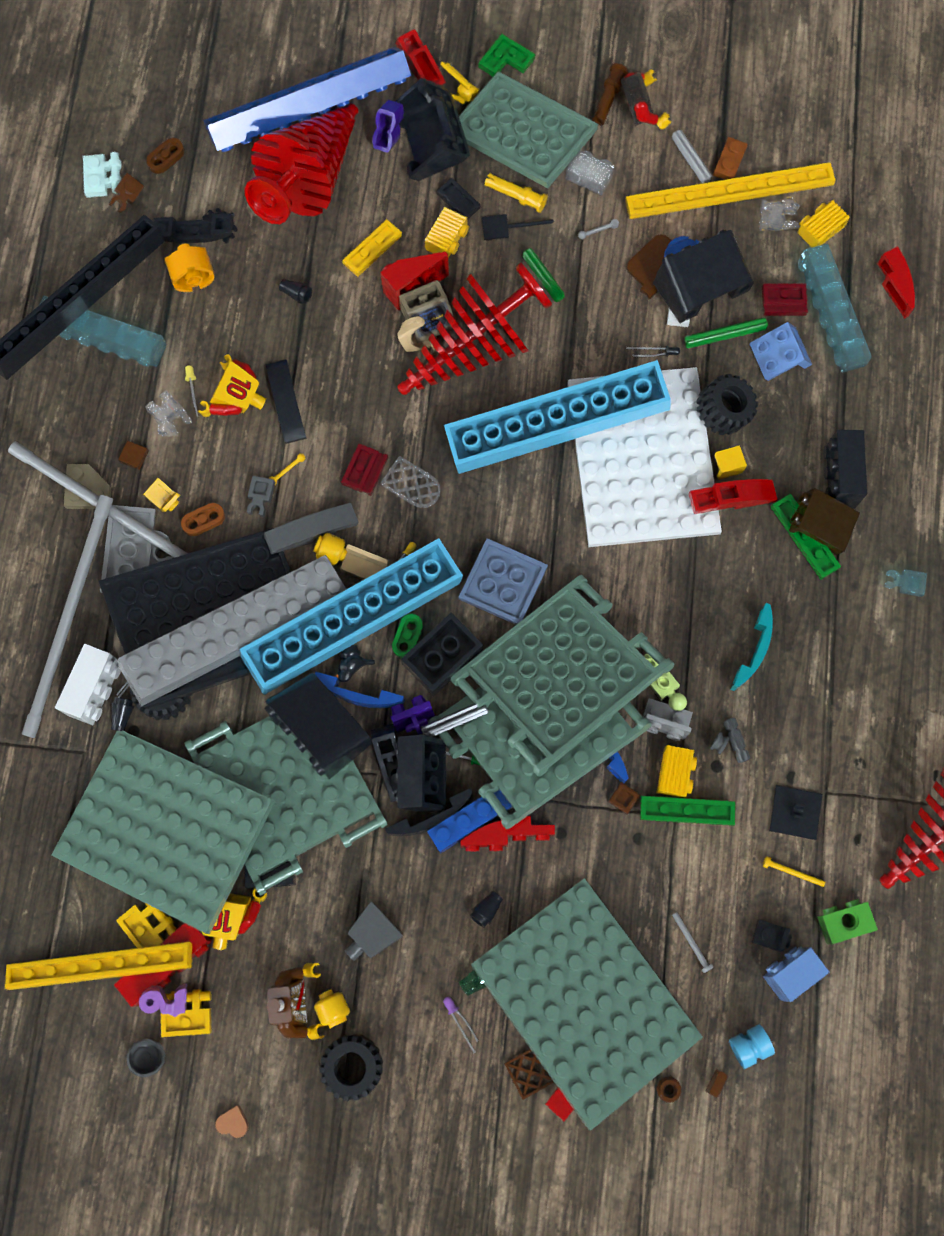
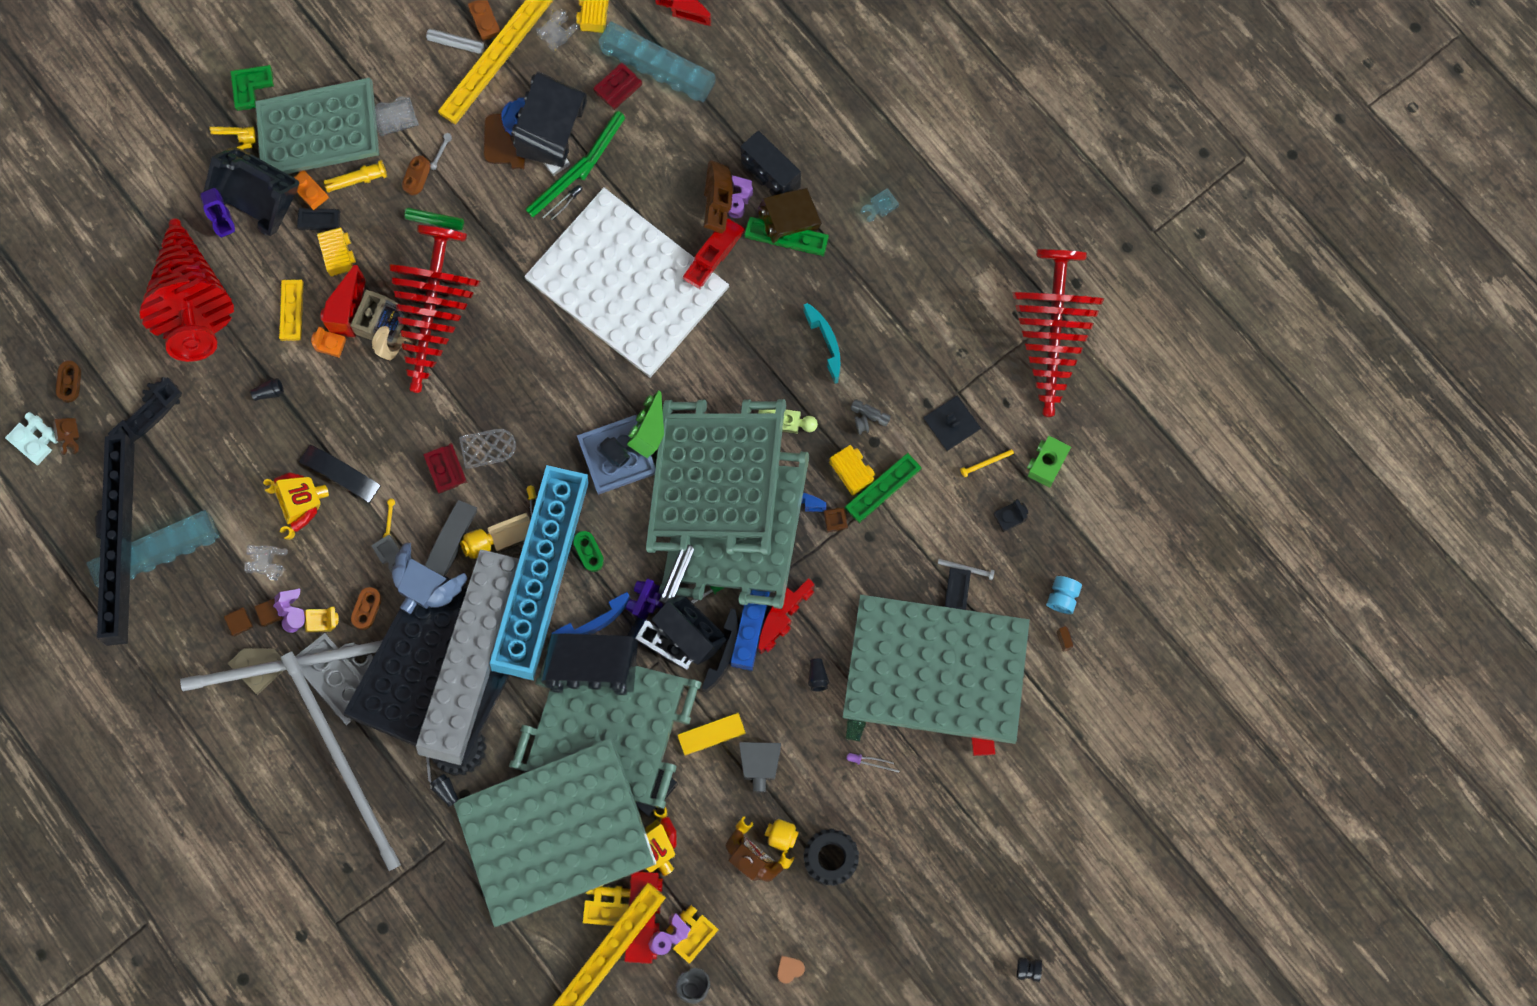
camera: 45 degrees left, 0 degrees up
(89, 685) = (405, 791): white brick -> none
(105, 441) = (238, 621): none -> reddish brown tile
(145, 475) = (293, 617): none -> medium lavender leg
(189, 268) = (175, 444): light orange brick -> none
(190, 377) = (252, 520): light yellow piece -> none
(255, 539) = (421, 584): none -> sand blue torso
(307, 98) = (136, 246): brick -> none
(351, 663) = (569, 605): black animal -> none
(359, 872) = (711, 734): none -> yellow tile
(374, 295) = (328, 342): none -> orange bracket
(419, 58) = (188, 143): red slope -> none
(442, 654) = (625, 540): black brick -> none
(472, 171) = (310, 190): none -> orange plate
(497, 226) = (366, 214): black piece -> none
(501, 577) = (614, 452): none -> black brick
(515, 1081) = (945, 748): reddish brown window -> none
(544, 587) = (649, 430): none -> bright green slope
(558, 417) = (544, 309): medium azure brick -> none
(562, 230) = (416, 175): none -> dark orange plate
(612, 87) = (349, 40): reddish brown pin -> none
(638, 99) = (379, 33): torso -> none
(661, 334) = (558, 186): none -> green axle
(667, 720) = (815, 442): light grey bracket -> none
(668, 952) = (957, 588): none -> black tile
(674, 1095) = (1046, 672): reddish brown plate -> none
(730, 462) = (689, 232): yellow panel -> none
(739, 397) = (654, 182): black tyre -> none
(780, 351) = (649, 125): medium blue bracket -> none
(780, 455) = (719, 196): none -> reddish brown slope
(790, 472) = (738, 200): none -> medium lavender leg
(795, 973) = (1047, 524): medium blue brick -> none

